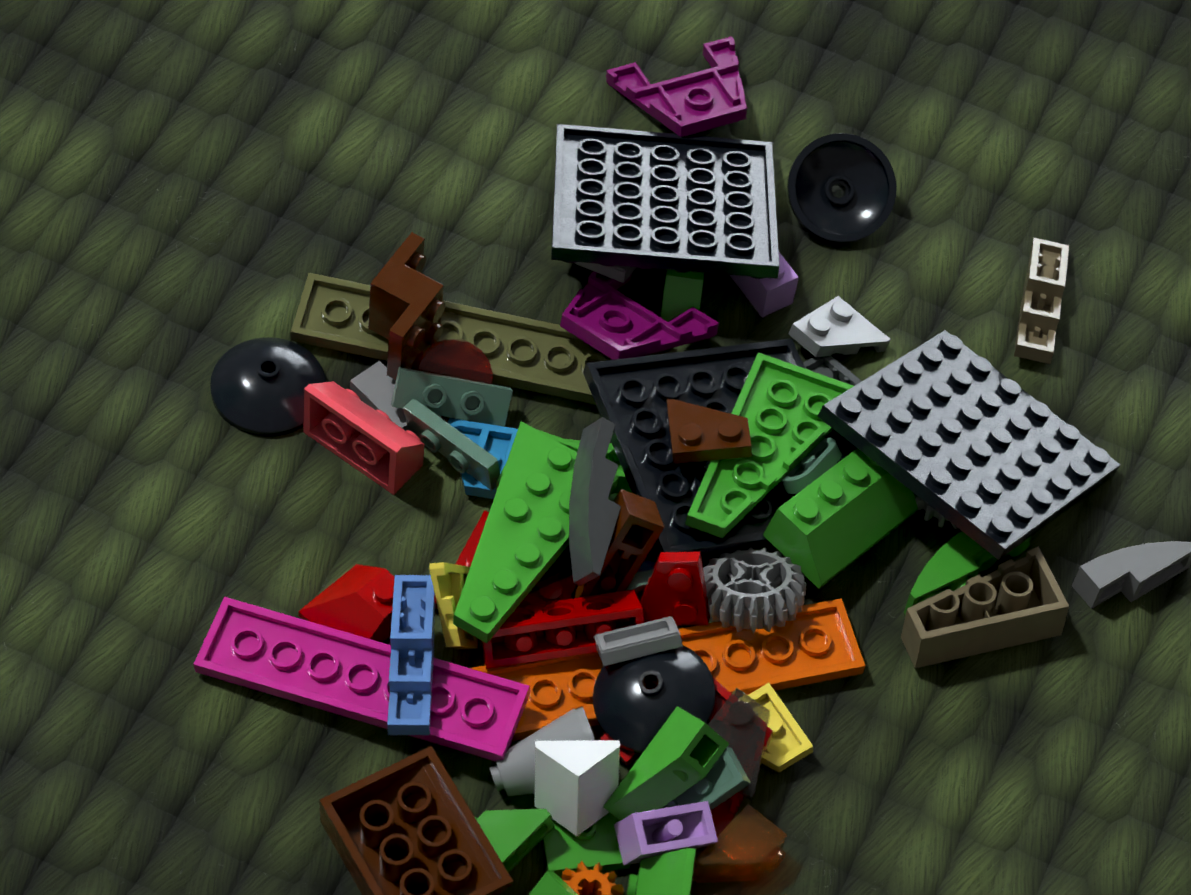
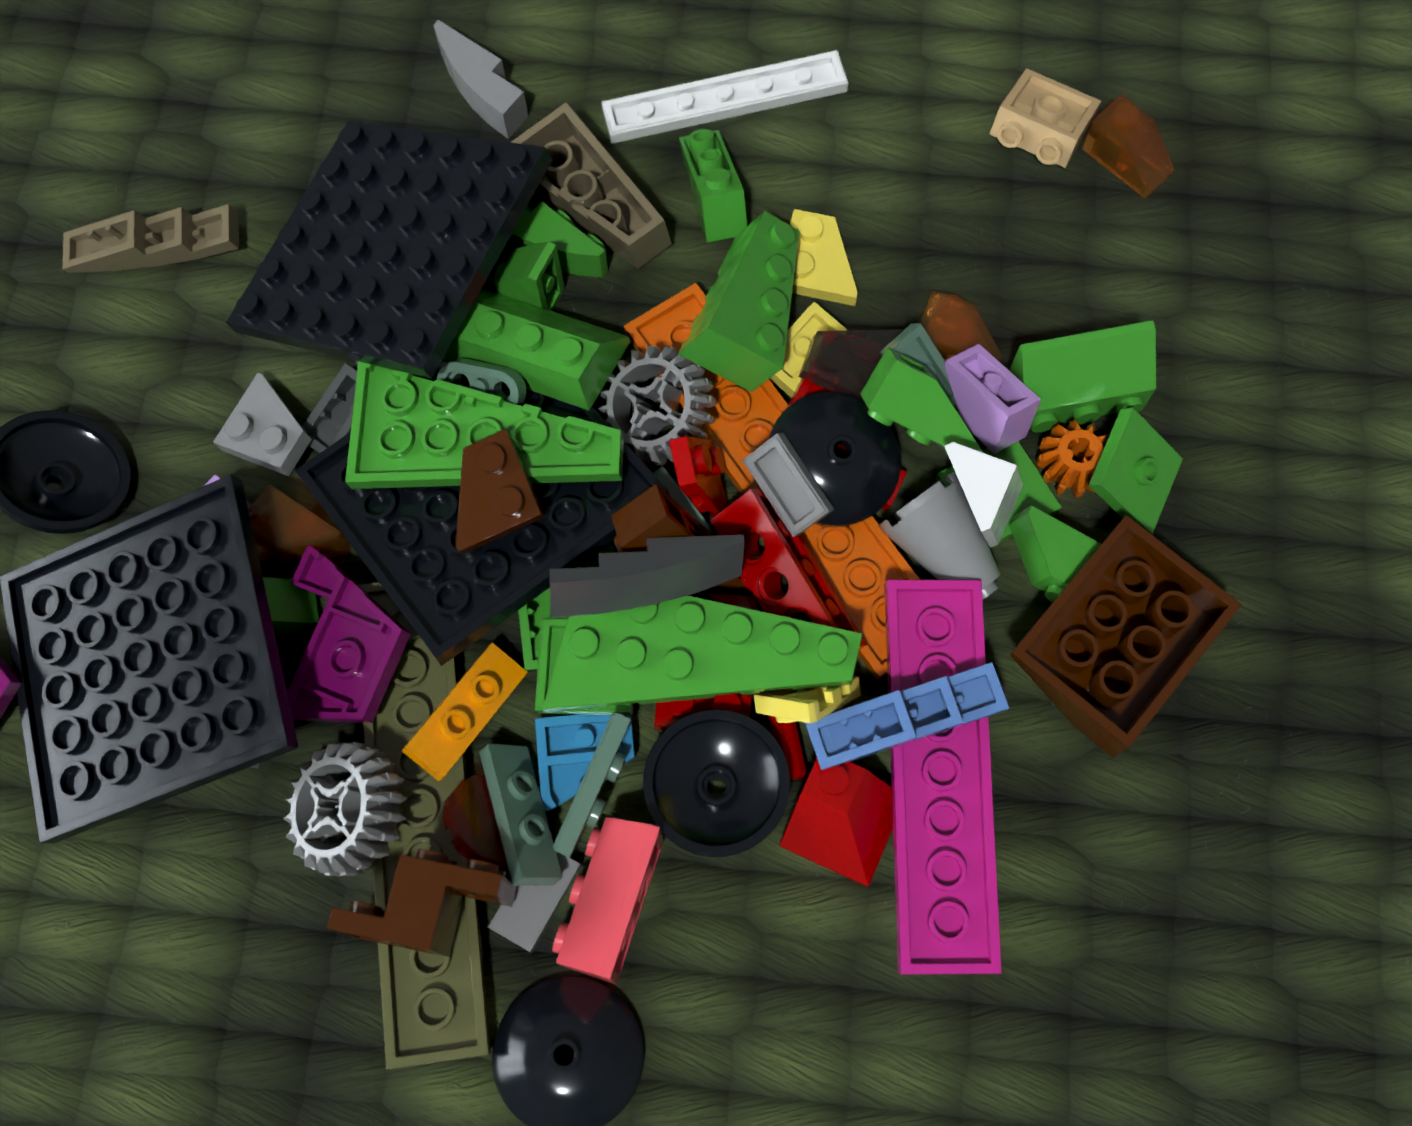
camera: 100 degrees left, 15 degrees up
(422, 507) = (722, 749): none -> black dish
(501, 292) = (359, 808): none -> light grey gear
(545, 386) = (464, 712): none -> light orange plate
(745, 317) = (286, 528): none -> clear orange slope
(814, 673) = (748, 307): none -> bright green wedge
(863, 777) = (821, 260): none -> light yellow wing
(904, 542) = (532, 275): none -> bright green slope
(962, 716) = (714, 185): none -> bright green slope
(1063, 771) = (724, 96): none -> white tile

